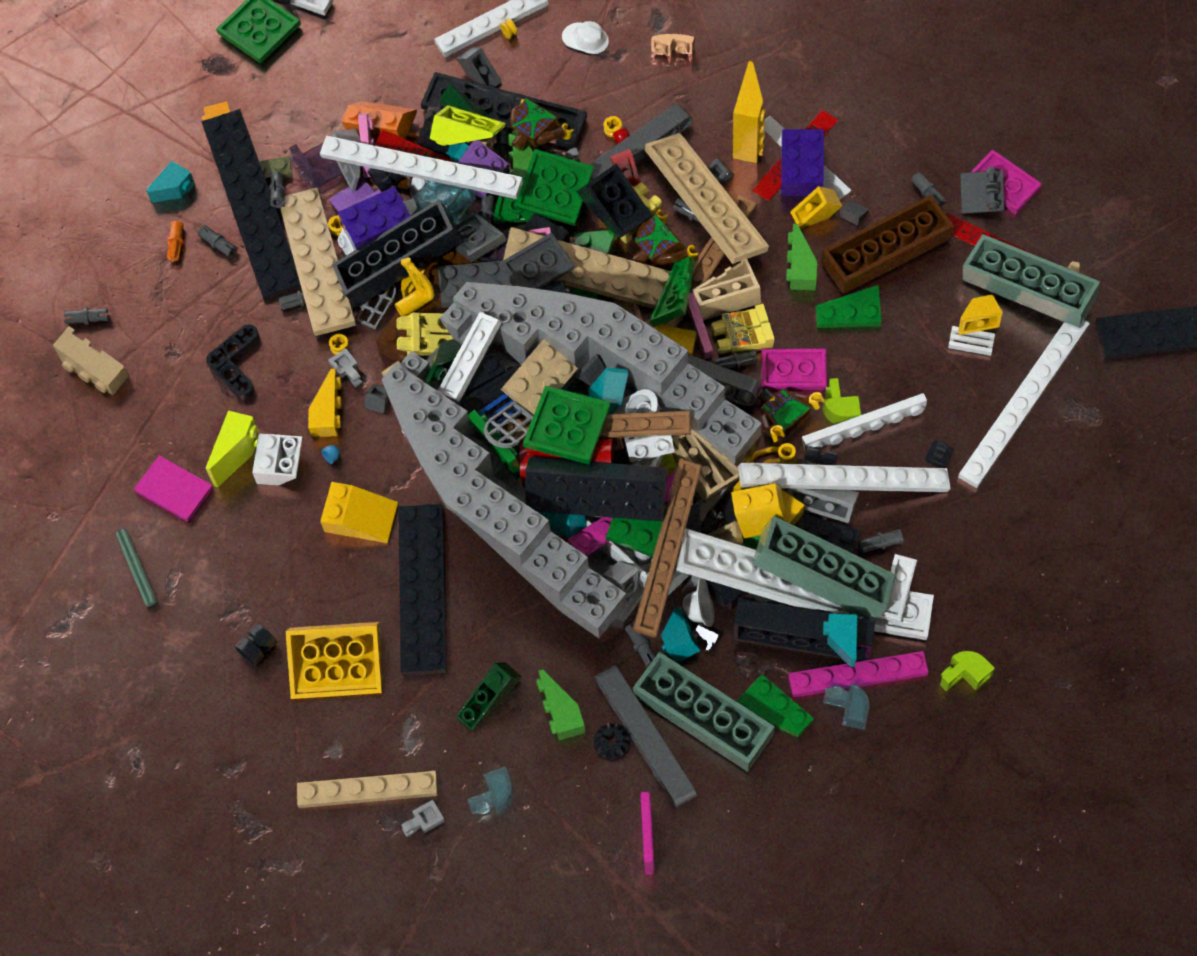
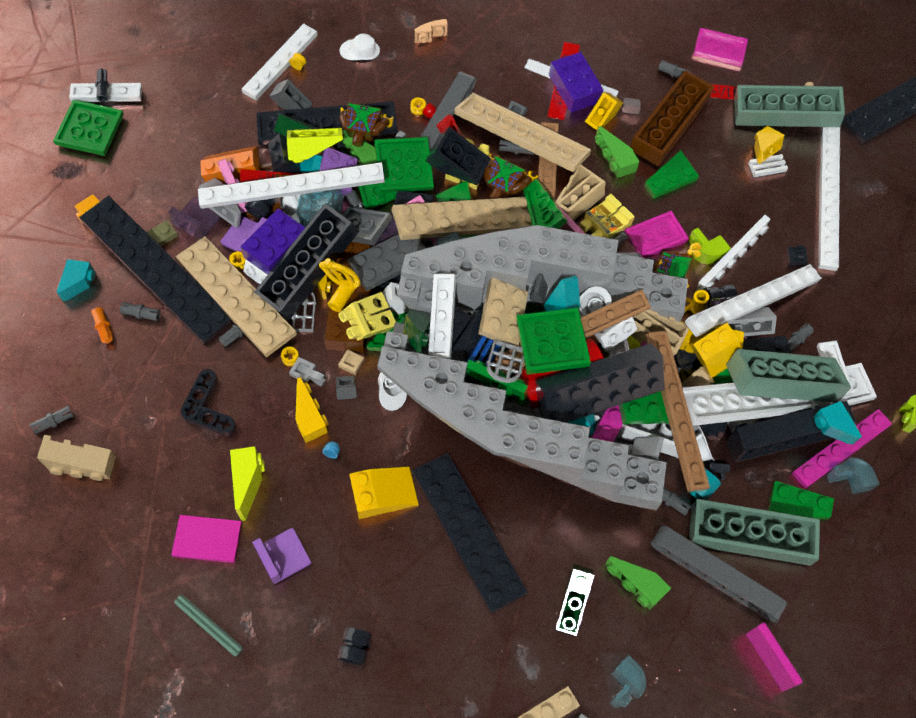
camera: 35 degrees left, 0 degrees up
(231, 533) = (282, 555): none -> medium lavender bracket
(276, 458) = (290, 473): white slope -> none
(277, 190) = (175, 255): dark grey pin -> none
(334, 660) = (430, 628): yellow slope -> none
(537, 264) = (430, 225): dark grey tile -> none
(616, 749) = (687, 596): black gear -> none
(749, 119) = (527, 58): yellow slope -> none
(982, 191) = (713, 58): dark grey hinge -> none

